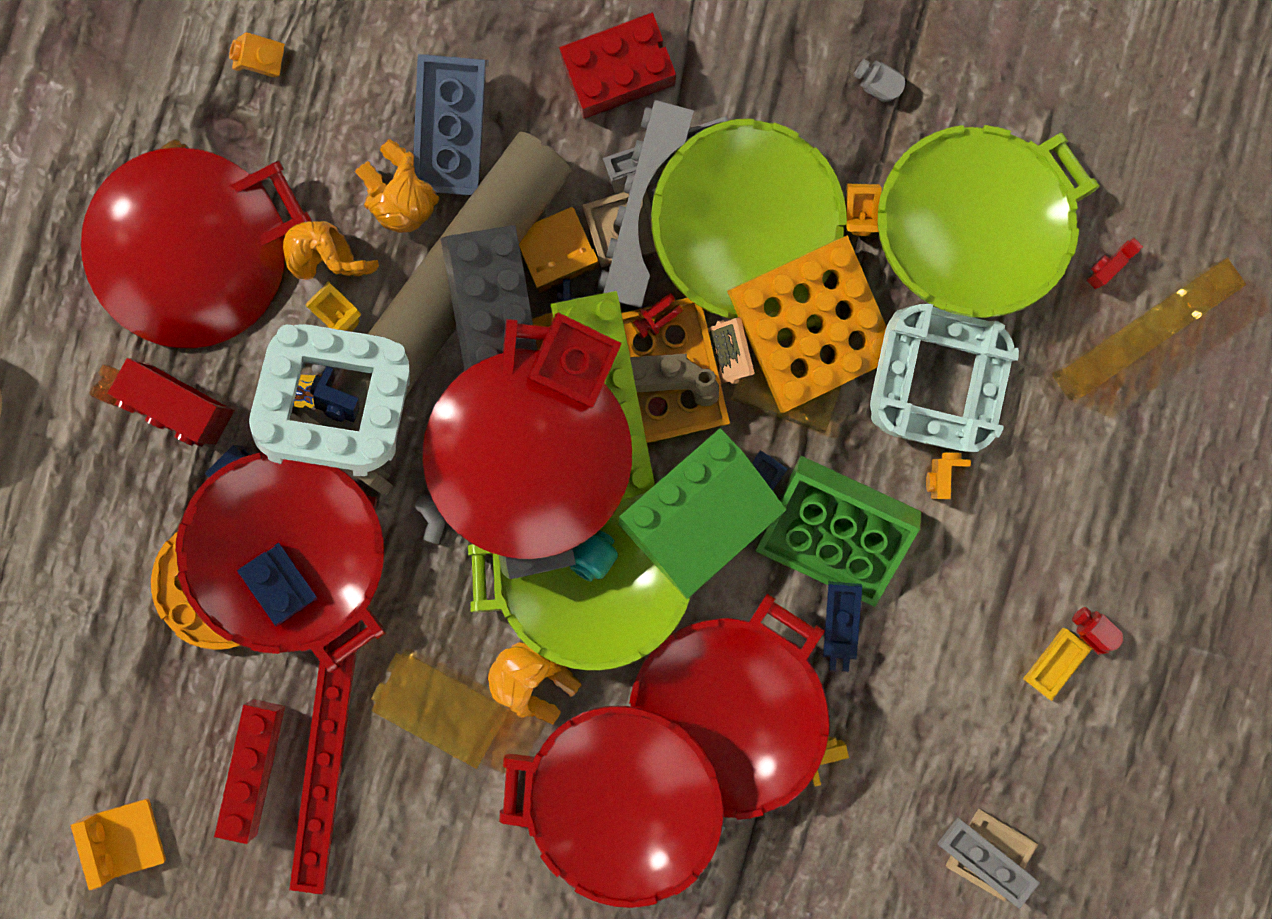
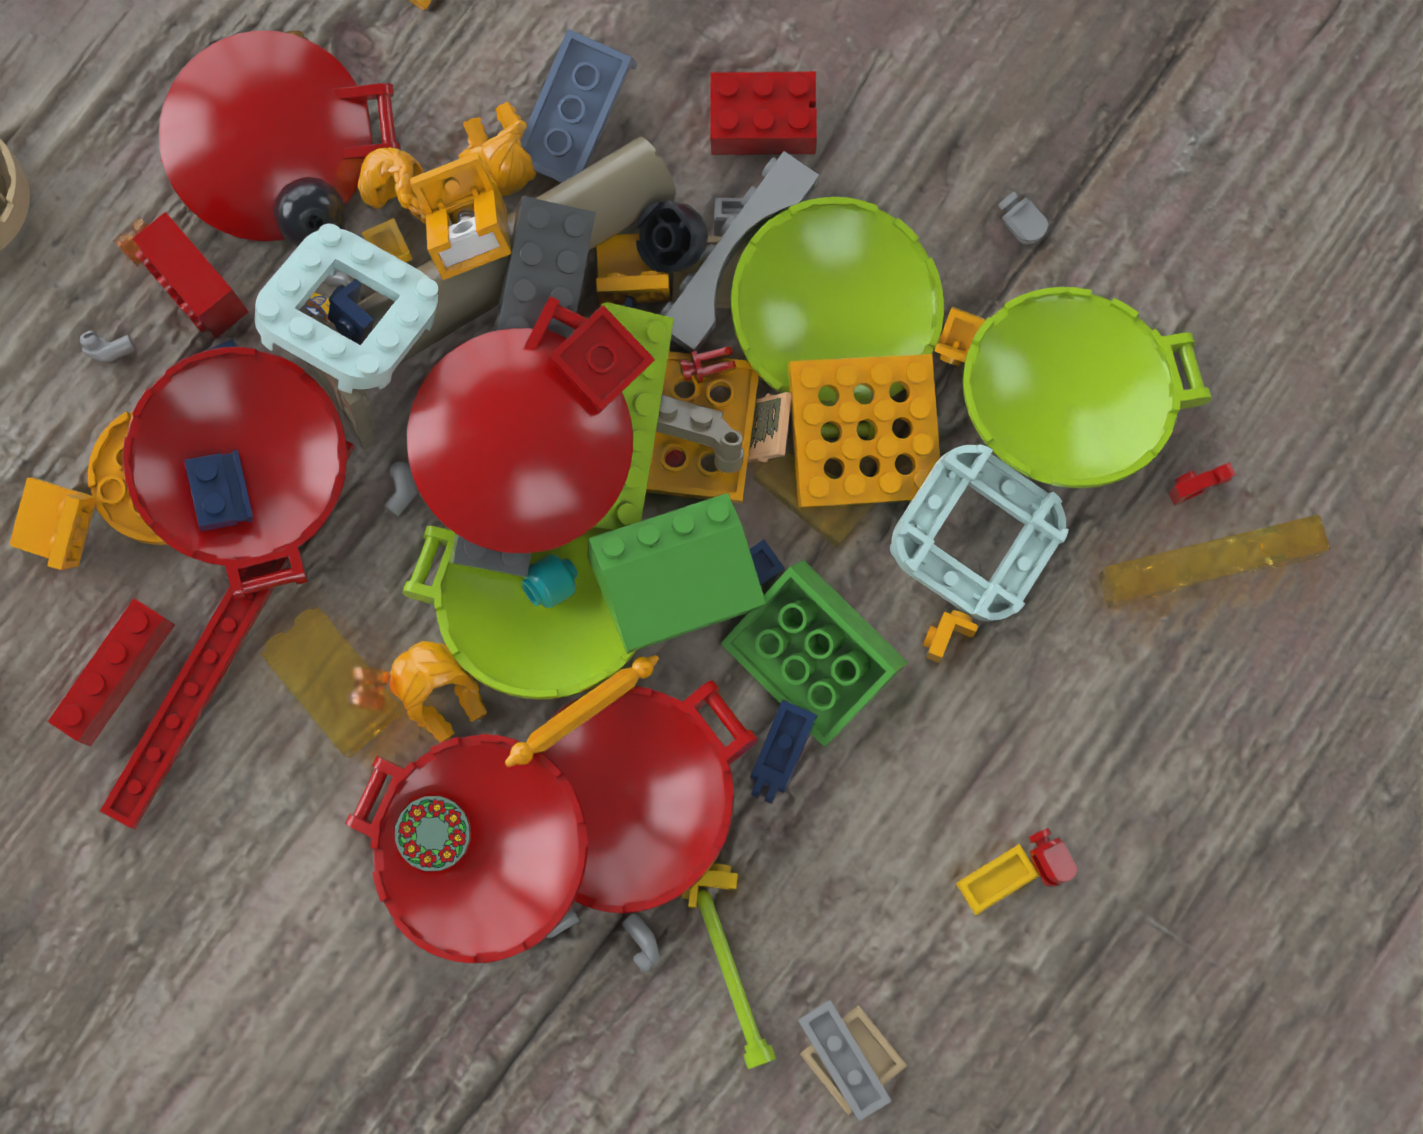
camera: 25 degrees right, 10 degrees down
(123, 492) = (104, 350): none -> light grey arm
(144, 662) = (53, 522): none -> light orange bracket
(254, 306) = (306, 199): none -> black cylinder
(398, 271) = (463, 216): none -> light orange brick
(478, 717) = (368, 697): none -> clear orange wheel
(578, 805) = (432, 833): none -> tile
(582, 213) = (671, 236): none -> black cylinder
(667, 662) = (581, 710): none -> light orange wheel
(787, 823) = (645, 939): none -> light grey arm
(913, 879) = (757, 1049): none -> lime piece

